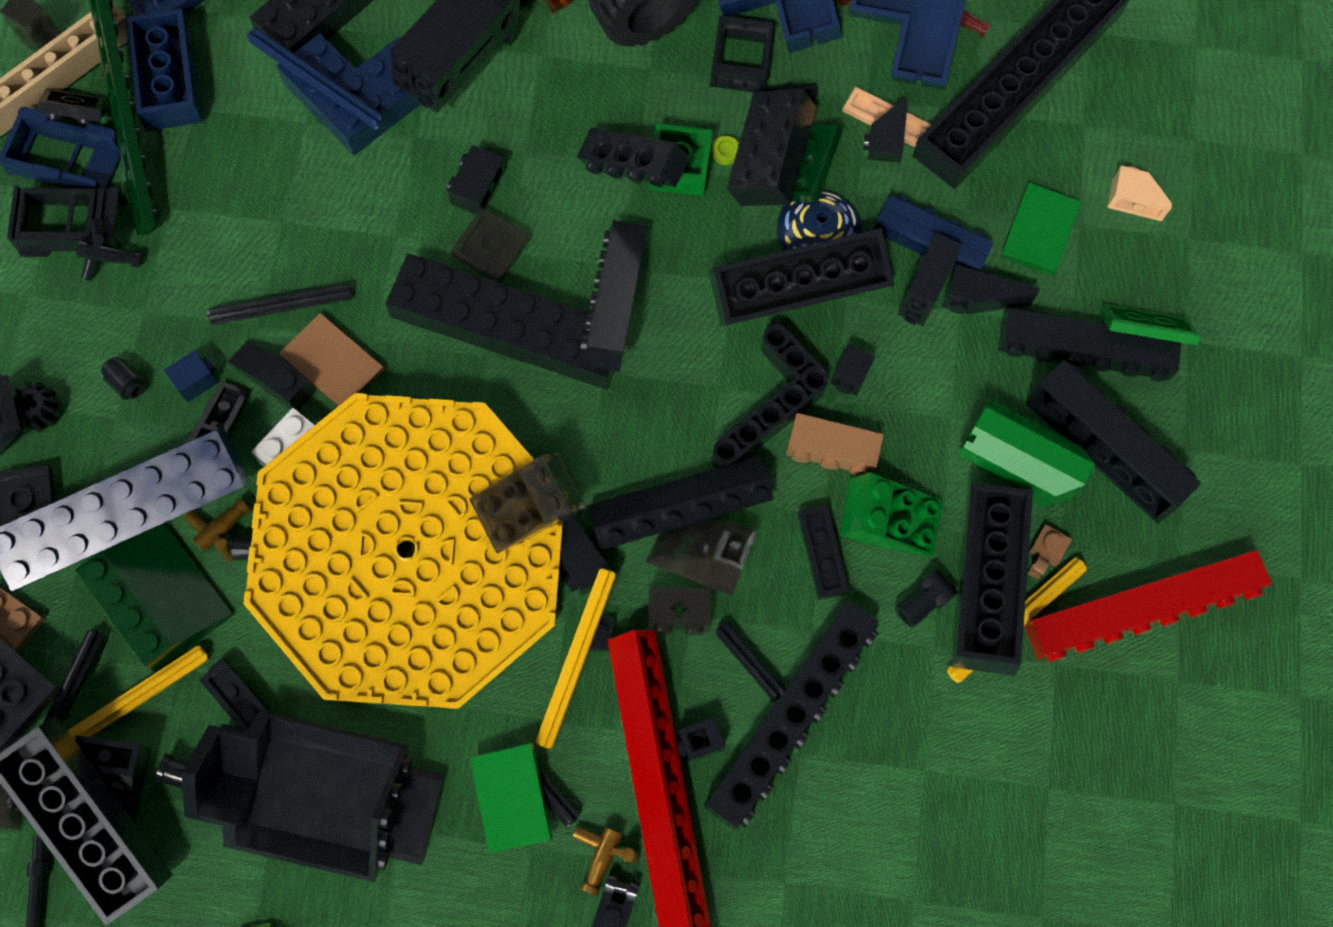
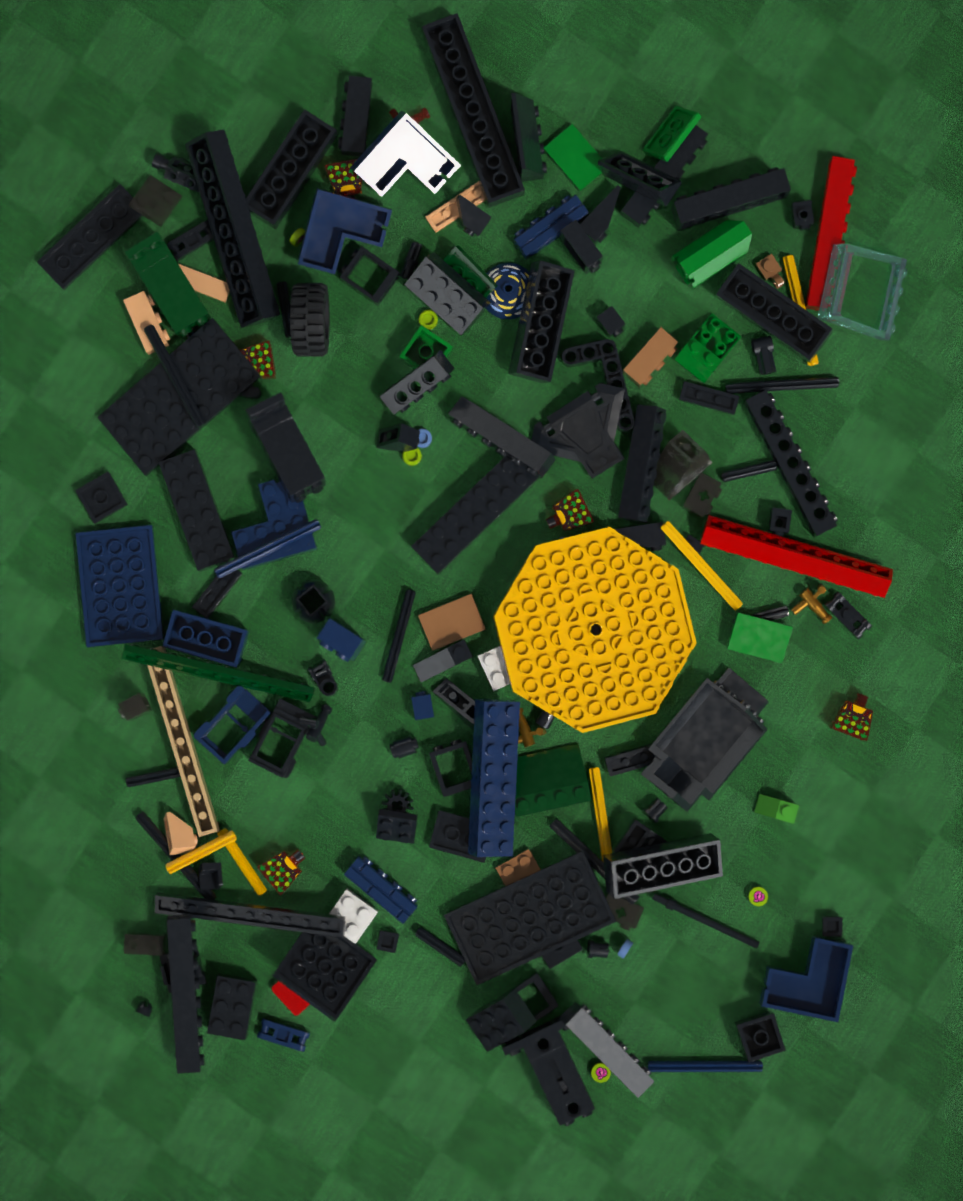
camera: 60 degrees left, 15 degrees up
(61, 103) = (208, 704): black plate -> none
(105, 436) = (441, 750): none -> black window
(179, 233) = (323, 677): none -> black piece
(227, 213) = (340, 639): none -> dark blue brick
(237, 63) = (216, 593): none -> black tile
(280, 190) = (324, 610): none -> black piece
(476, 179) = (376, 483): black brick -> none
(490, 245) = (423, 494): clear smoke plate -> none
(527, 502) = (607, 549): clear smoke slope -> none
(536, 211) = (412, 457): none -> lime tile
(549, 179) = (398, 438): none -> black slope
(563, 436) = (570, 513): none -> torso
(566, 212) = (425, 438): none -> medium blue tile
(685, 405) = (585, 430): none -> black plate
(899, 648) = (780, 385): none -> black axle
(1029, 145) = (527, 138): none -> black slope
(1066, 307) = (640, 177): none -> black slope
(1087, 642) = (836, 285): none -> clear light blue windscreen
(1138, 194) = (583, 87): light nougat slope -> none
(1157, 545) = (799, 222): none -> black brick

